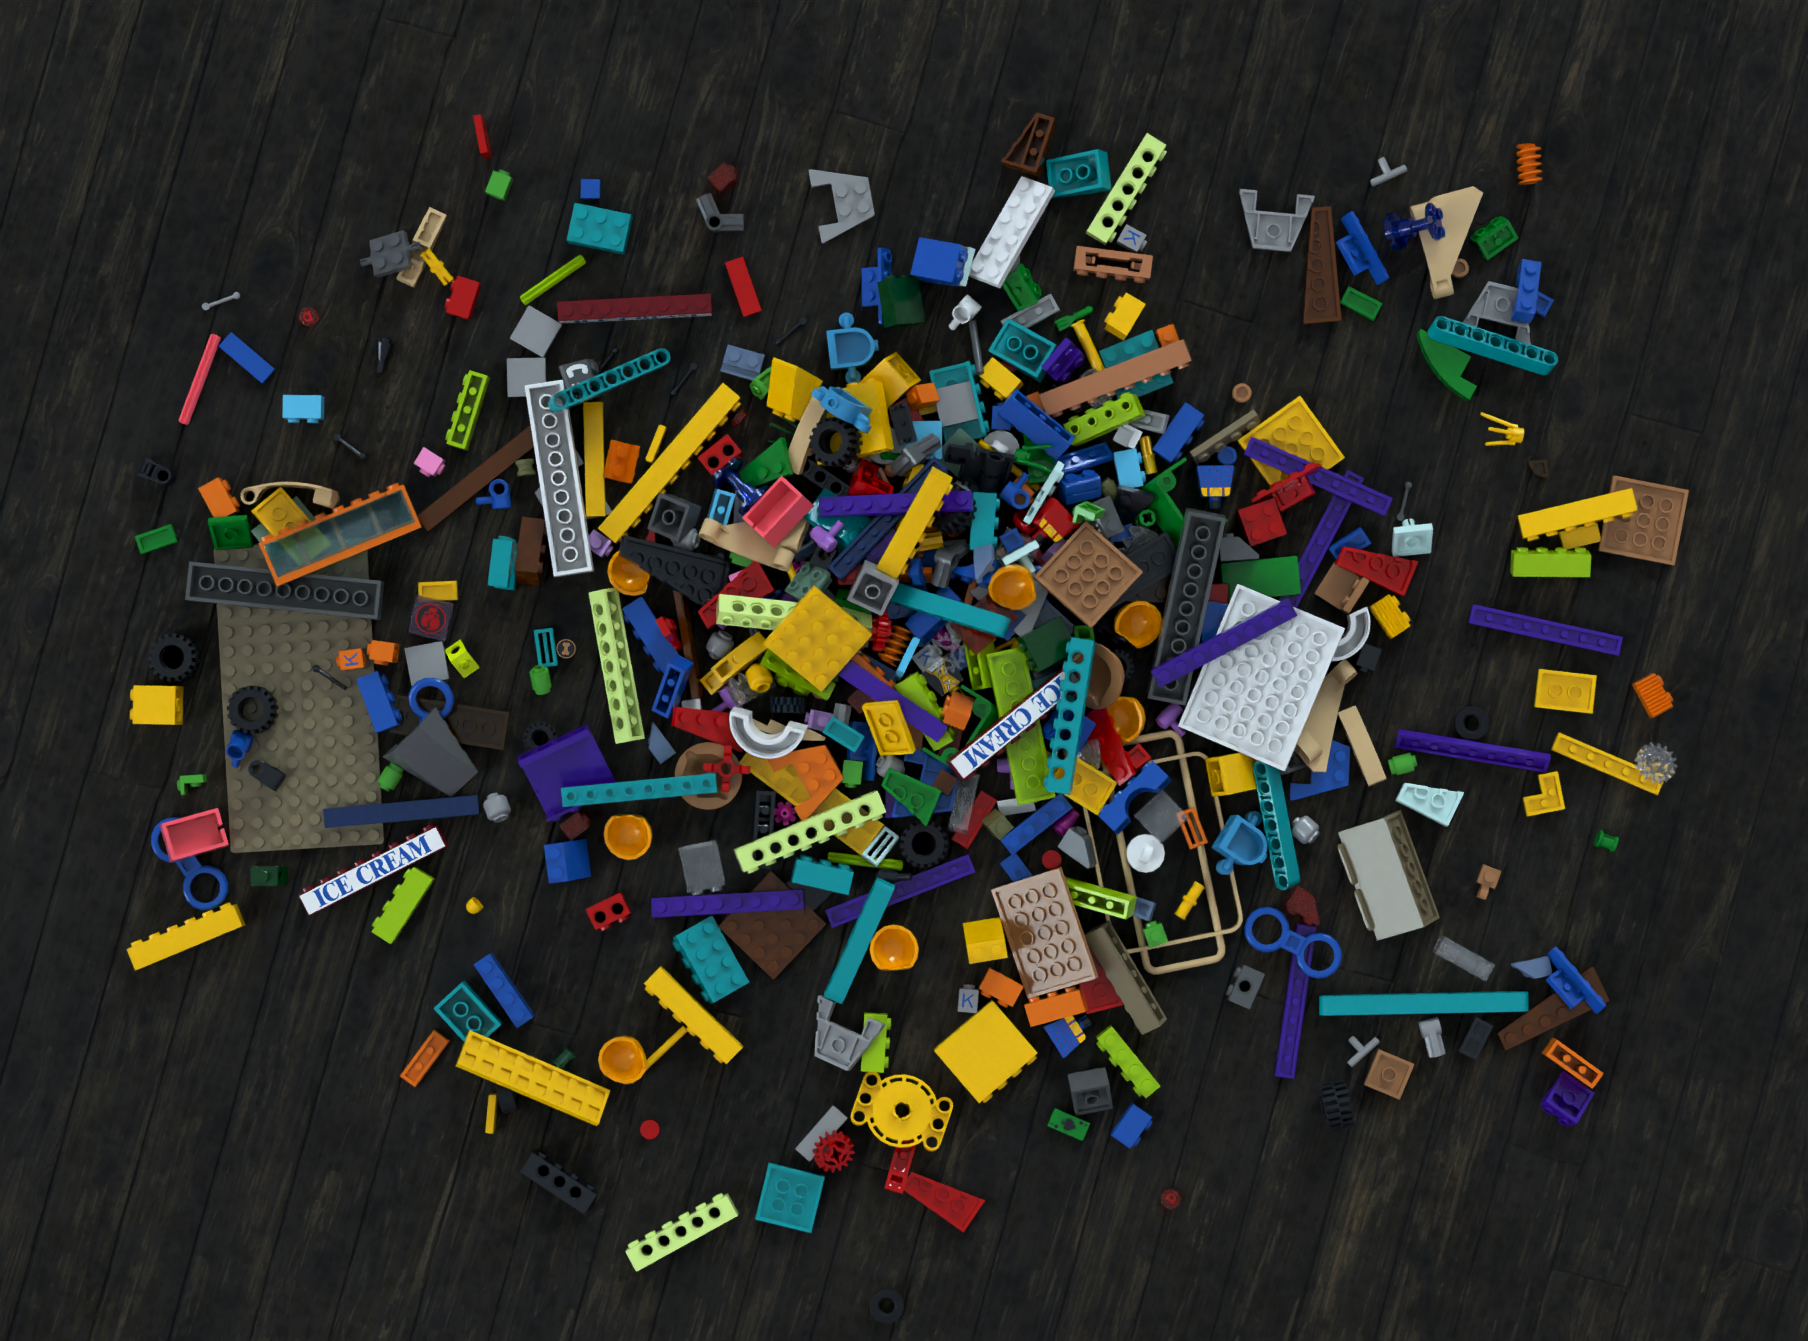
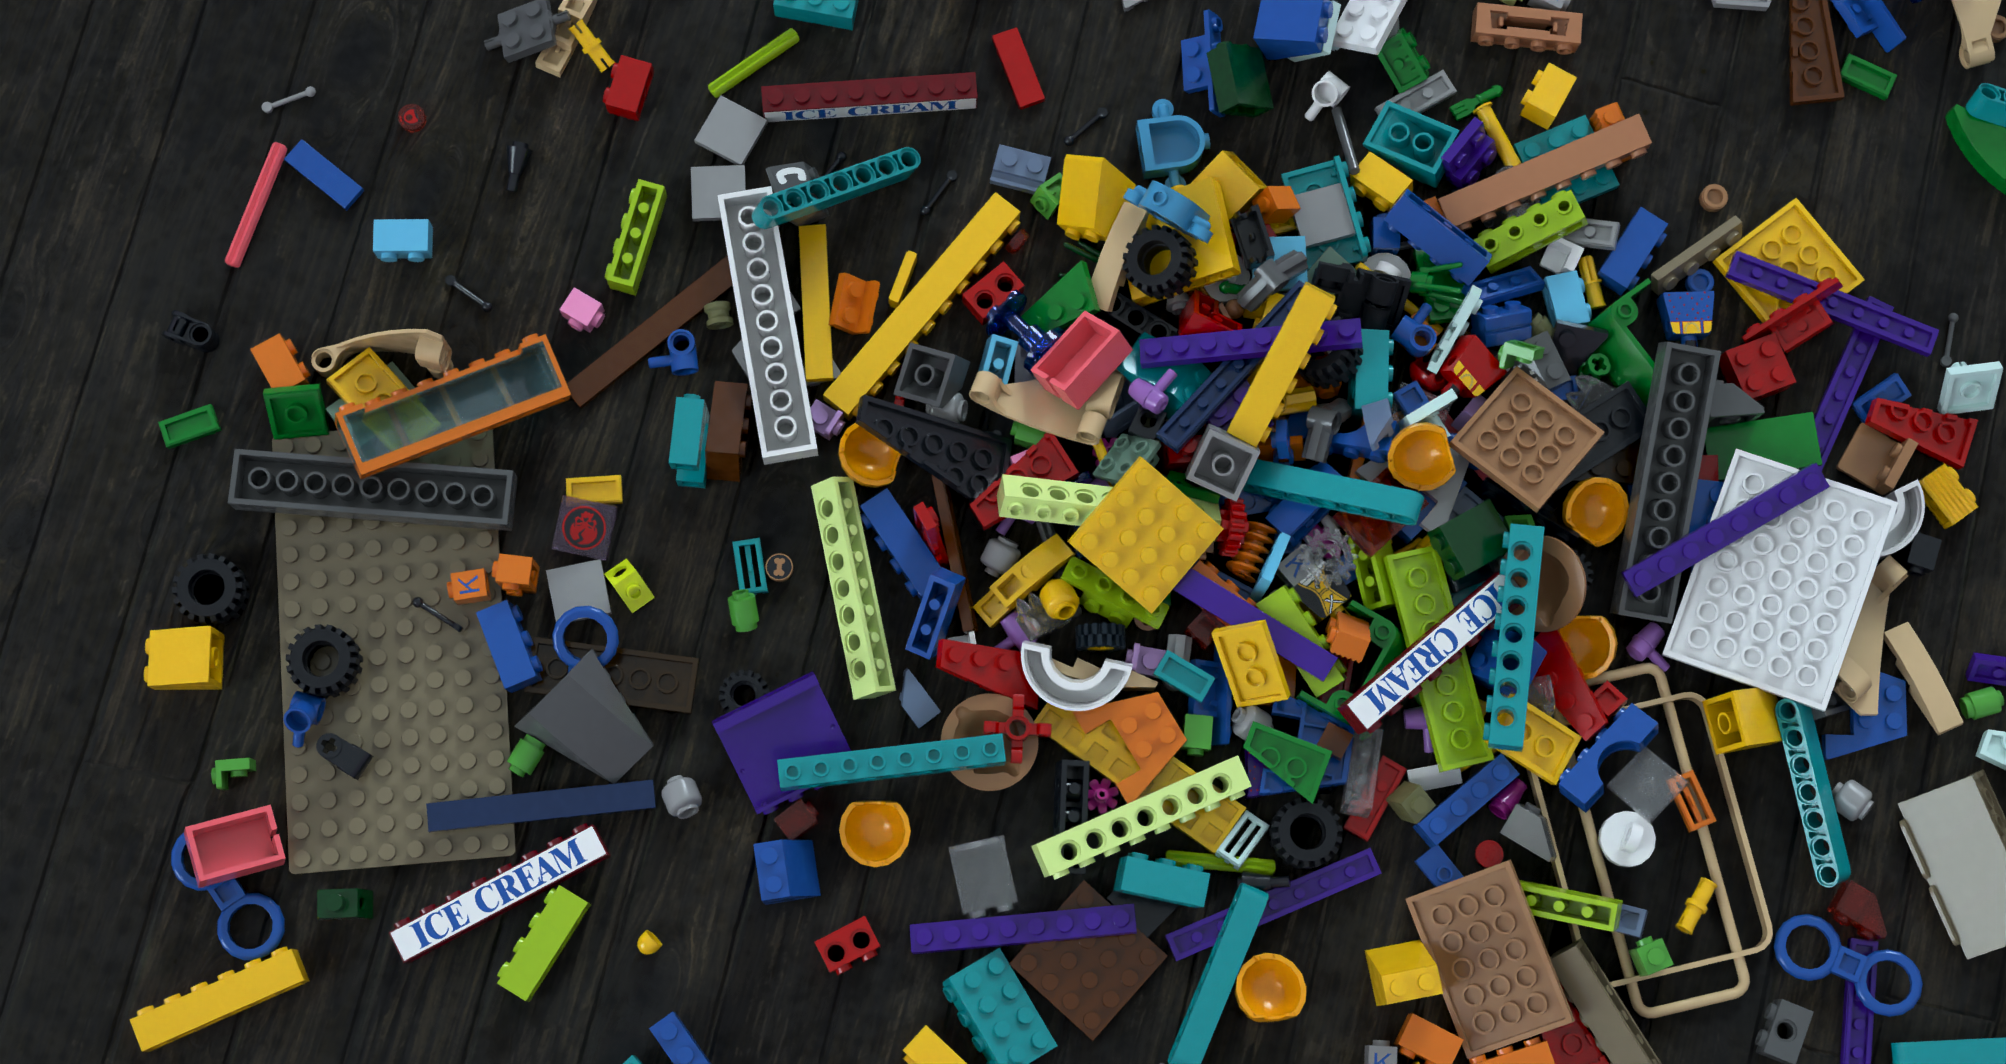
camera: 10 degrees left, 10 degrees down
(1240, 842) = (1763, 820): dark azure piece -> none

